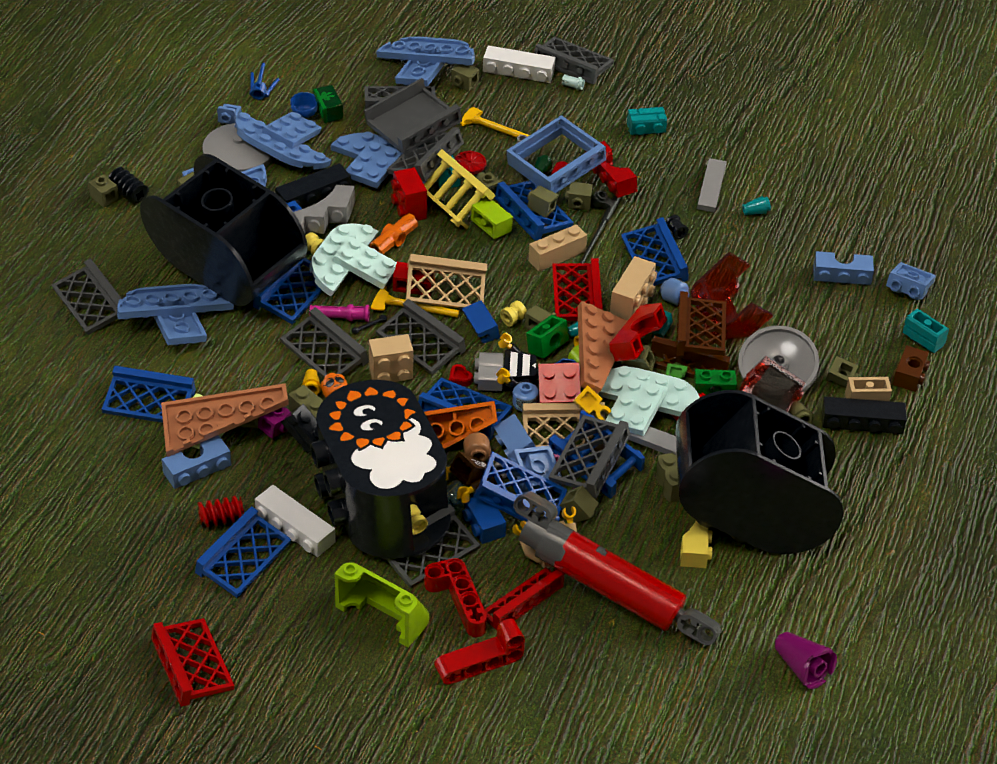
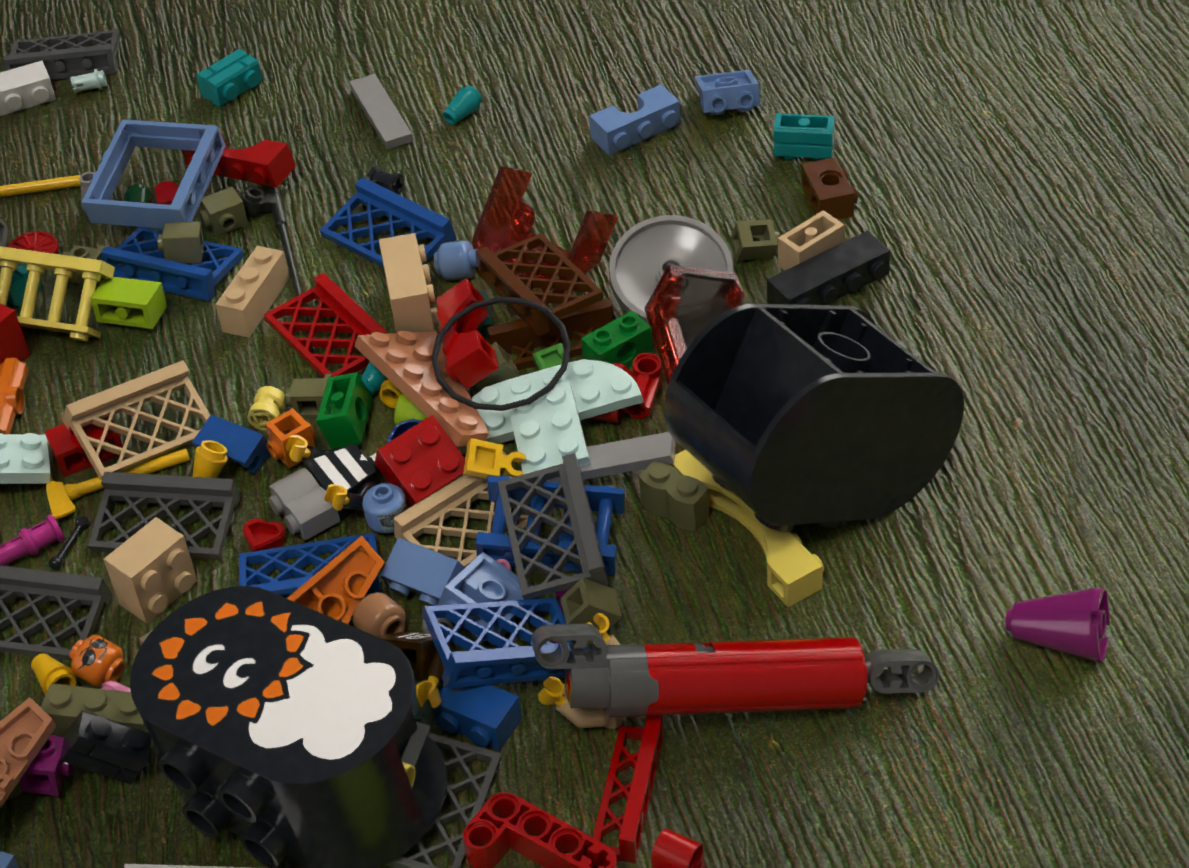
camera: 30 degrees left, 0 degrees up
(461, 322) = (209, 459): none -> yellow cone
(515, 331) = (281, 429): none -> orange brick
(648, 383) = (537, 395): none -> black piece

